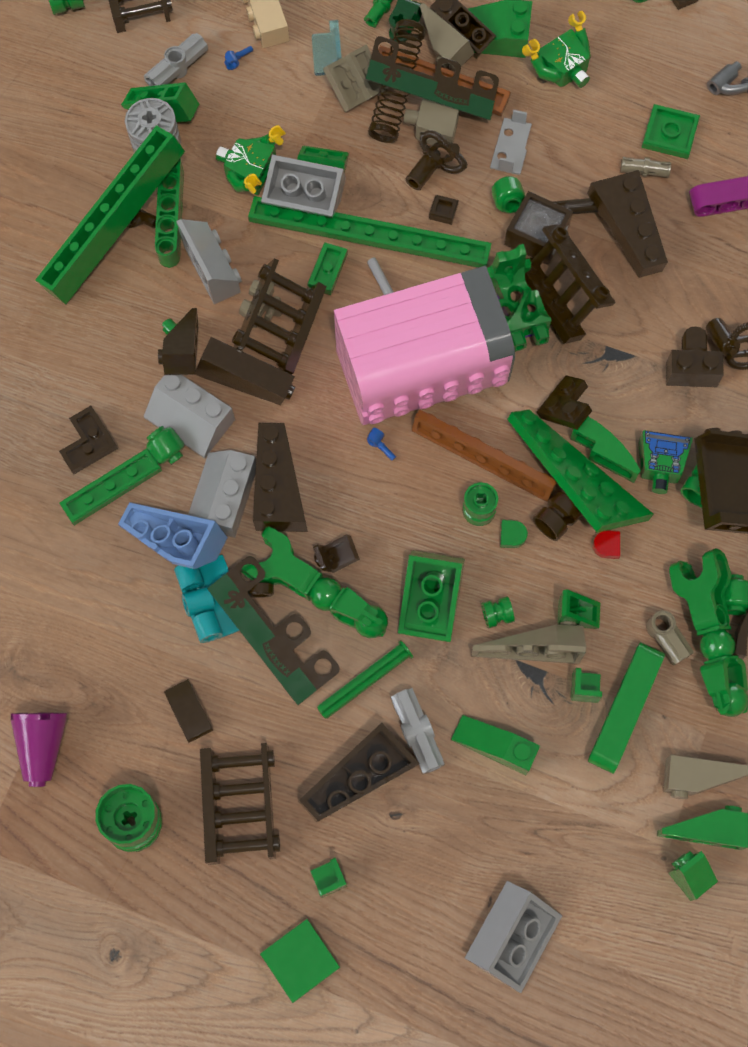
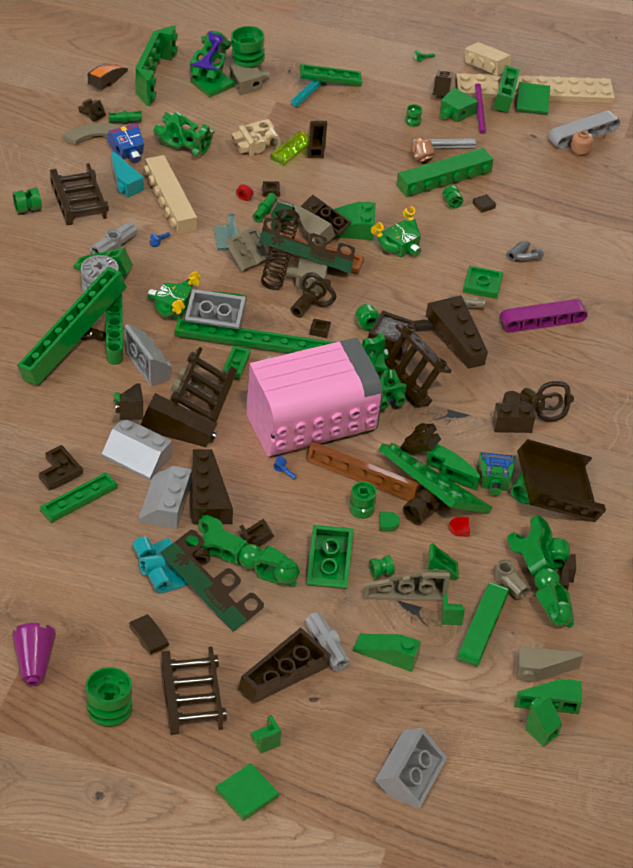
camera: 10 degrees left, 25 degrees down
(165, 445) = (120, 468): green head -> none
(175, 536) = (134, 520): medium blue wedge -> none
(364, 680) = (285, 611): green axle -> none
(513, 145) = (367, 293): light grey piece -> none

